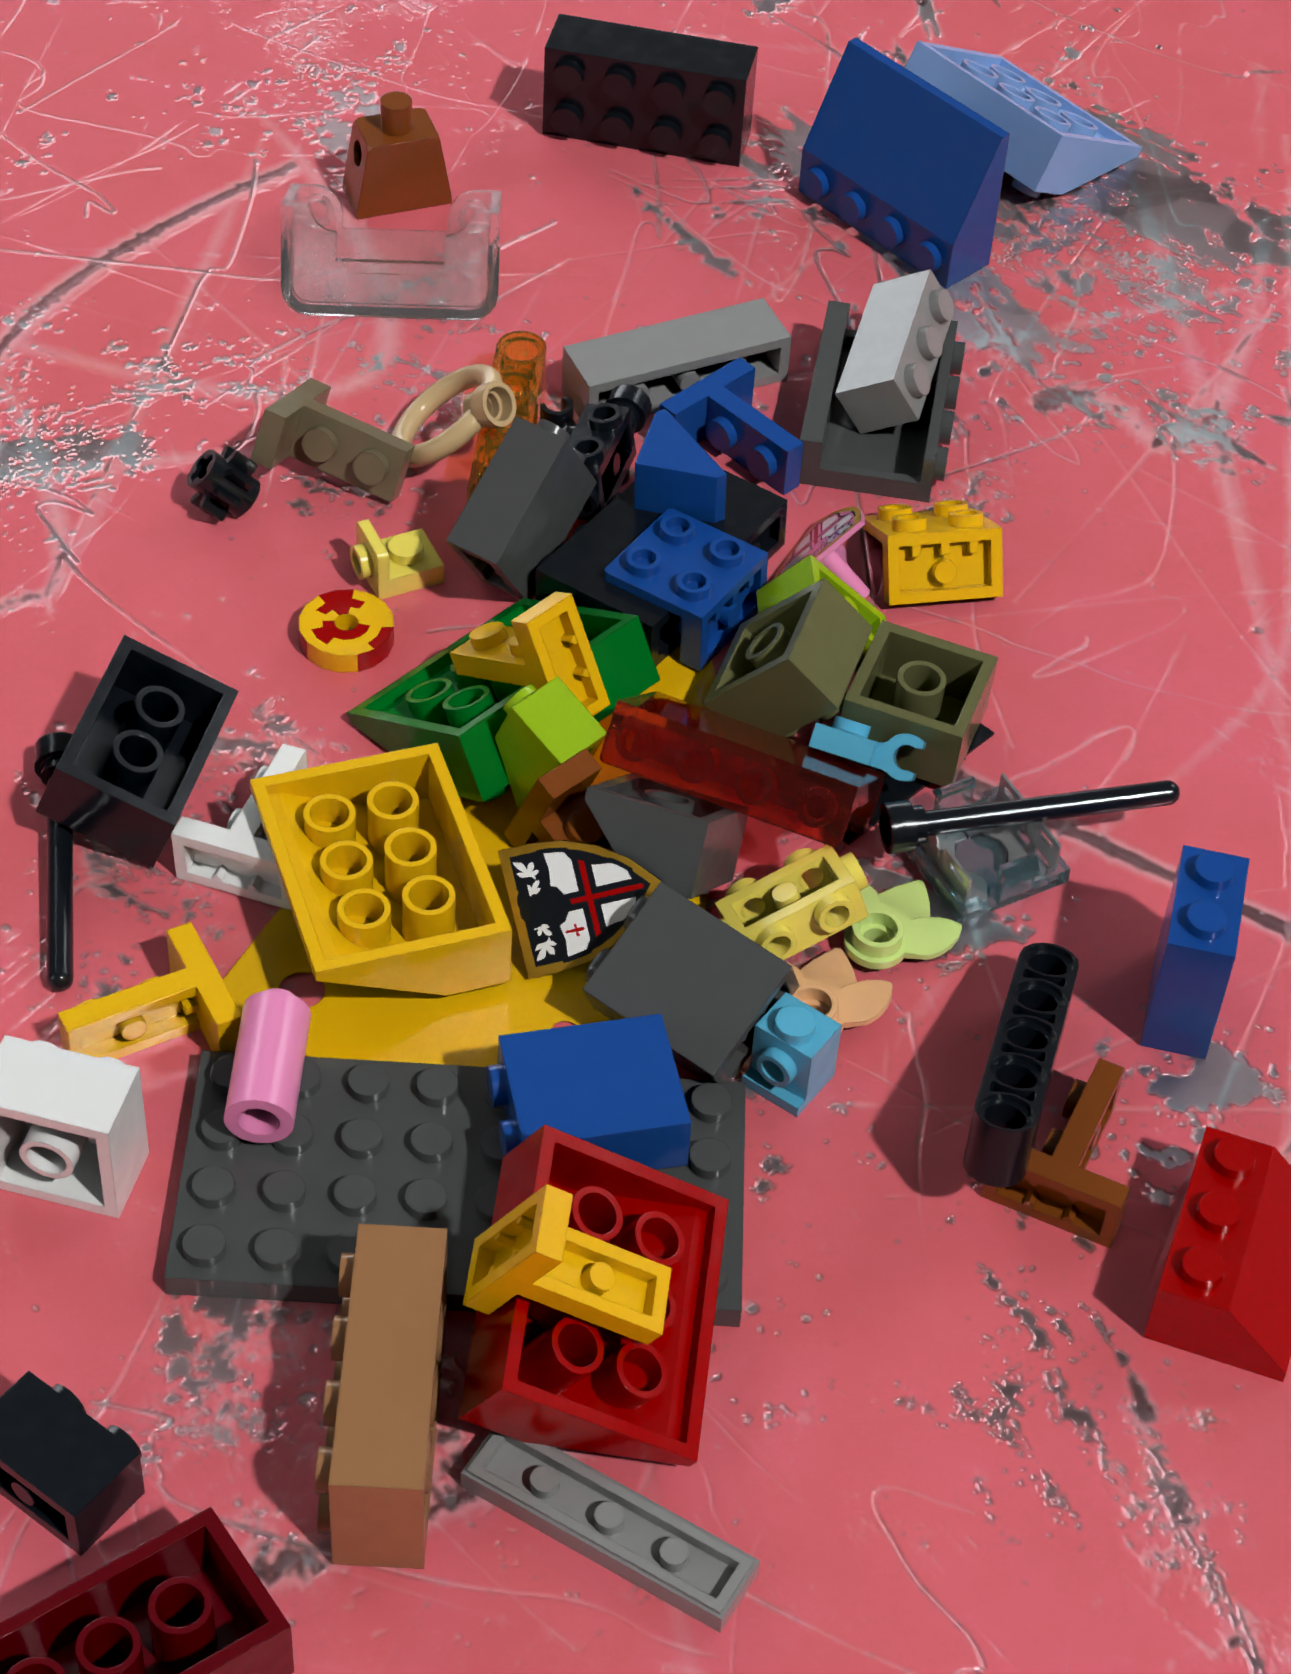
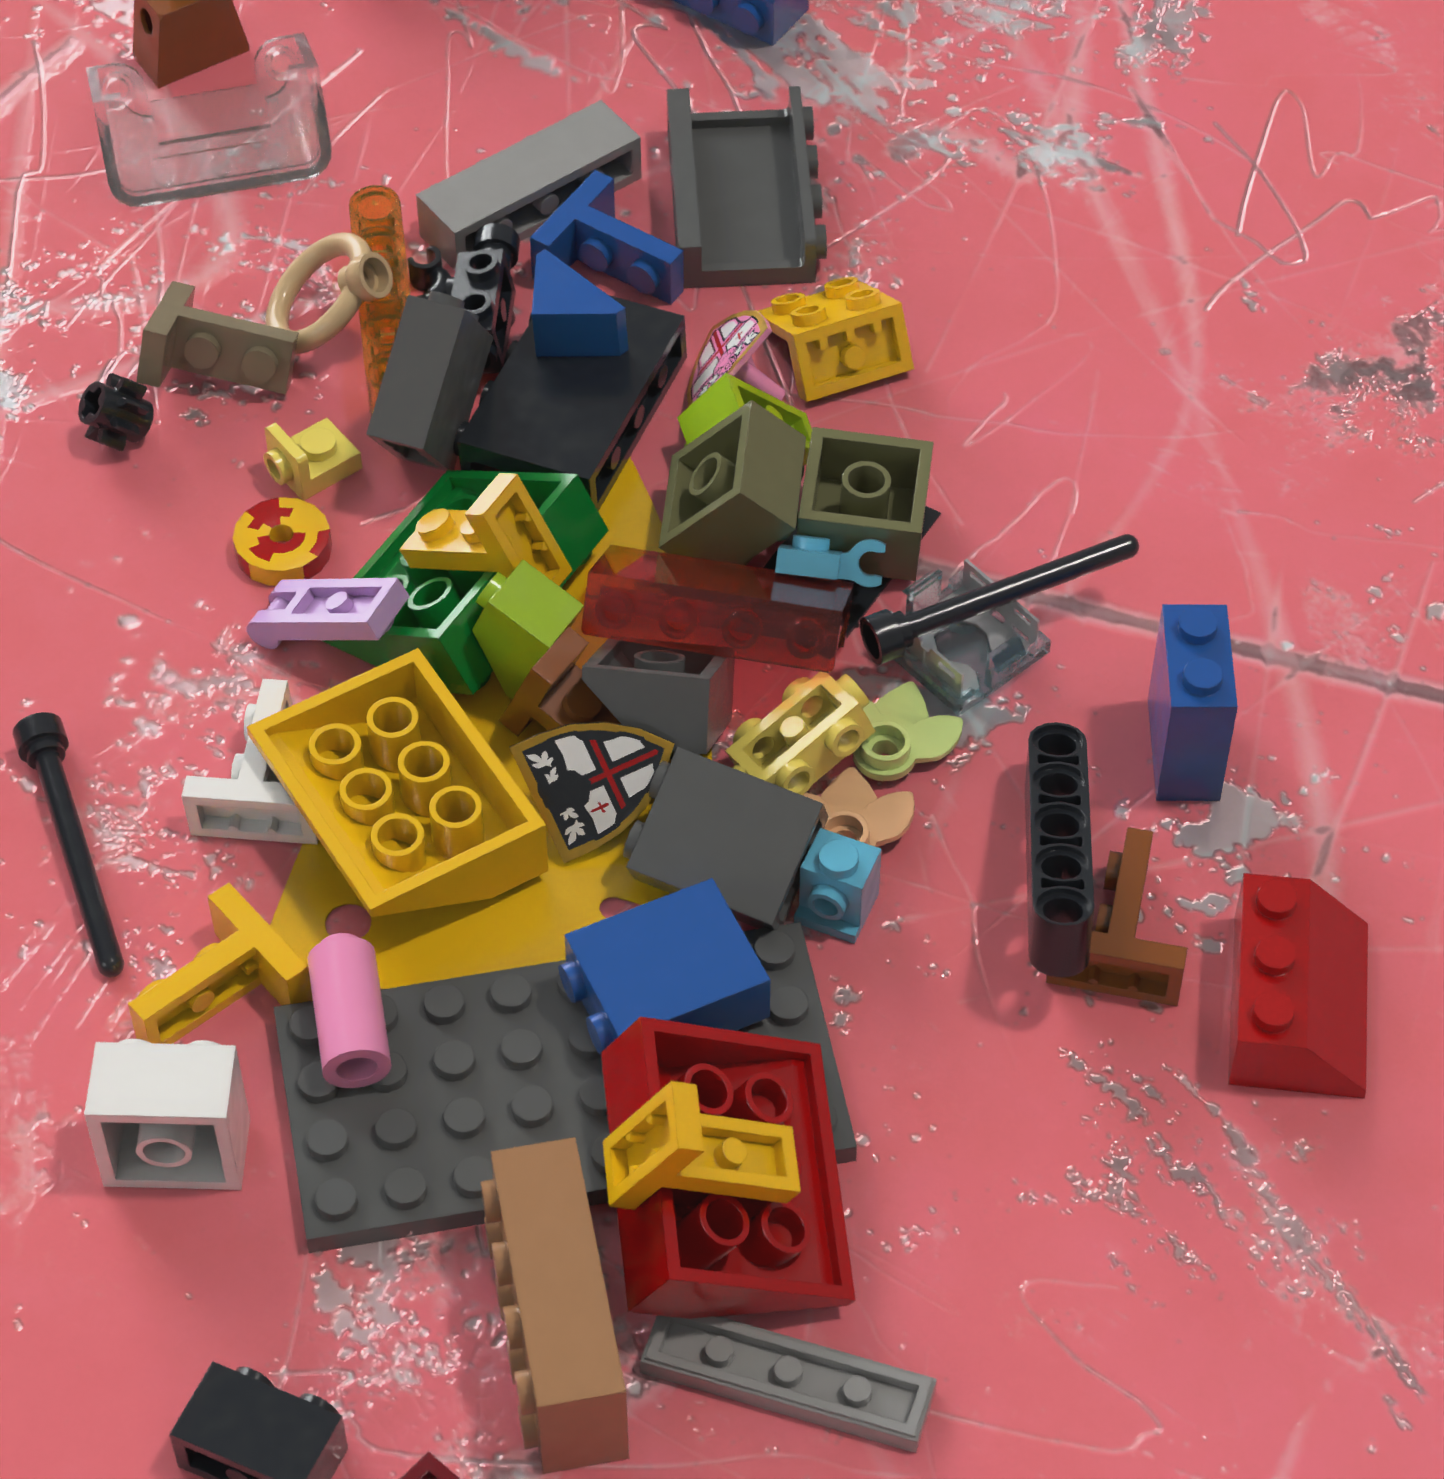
camera: 10 degrees left, 5 degrees up
(137, 751) = (122, 718): black brick -> none
(366, 696) = (328, 610): none -> lavender plate
(695, 575) = (613, 416): blue bracket -> none
(895, 351) = (748, 132): light grey brick -> none

